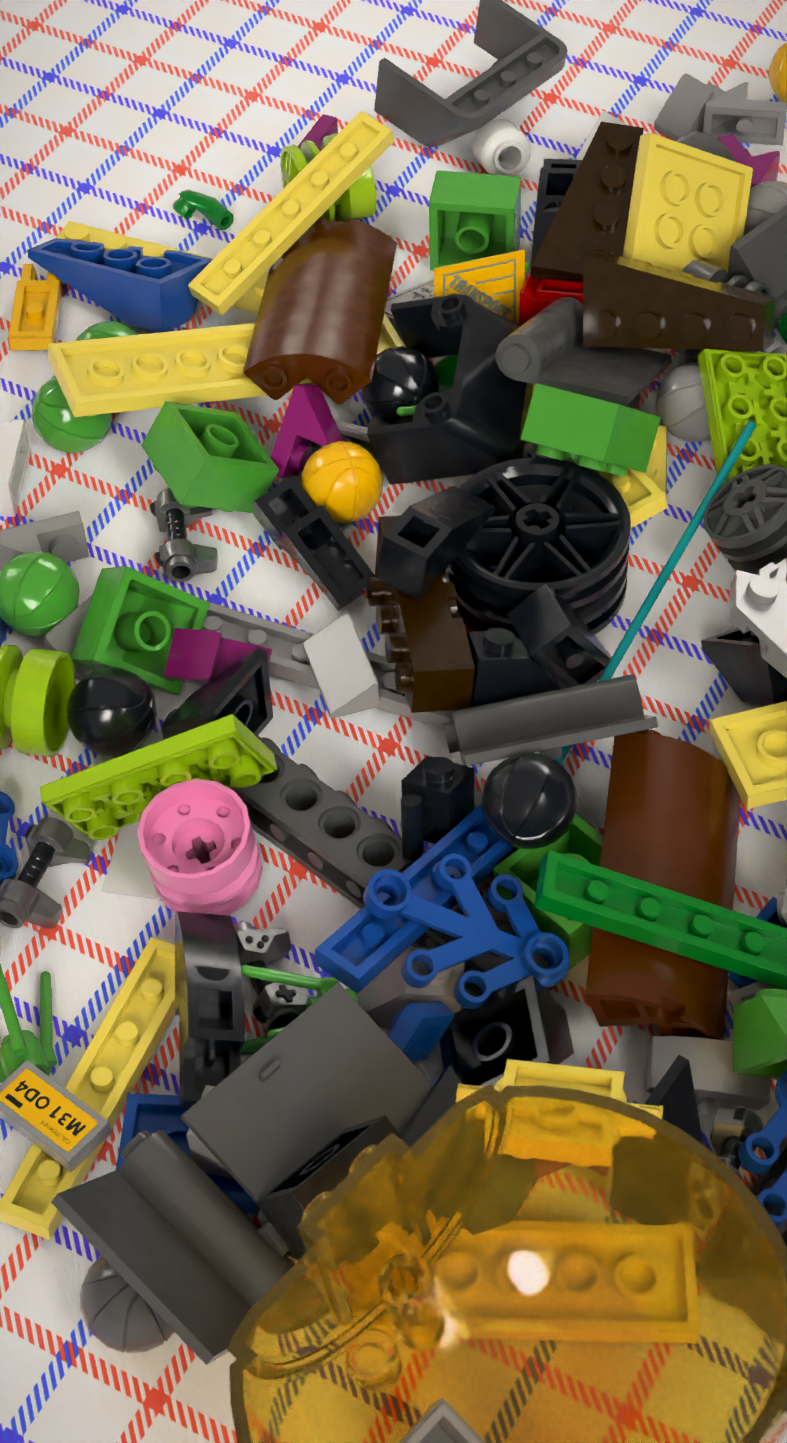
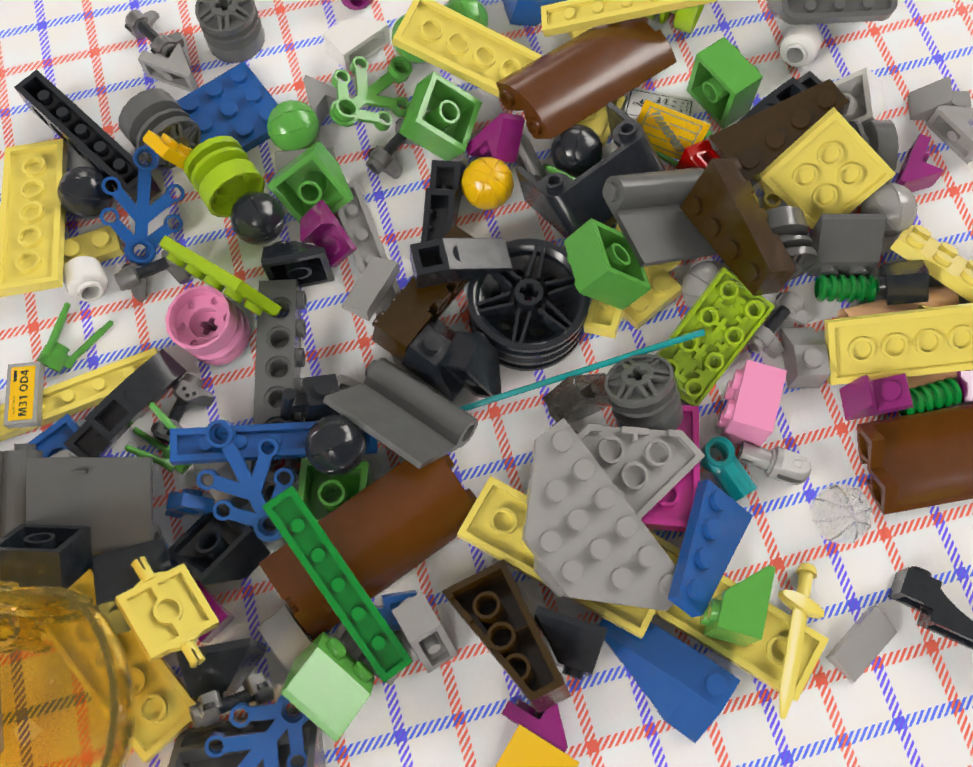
camera: 45 degrees right, 20 degrees up
(90, 521) = (348, 111): none -> bright green plant
(694, 600) = (577, 397): none -> clear smoke slope

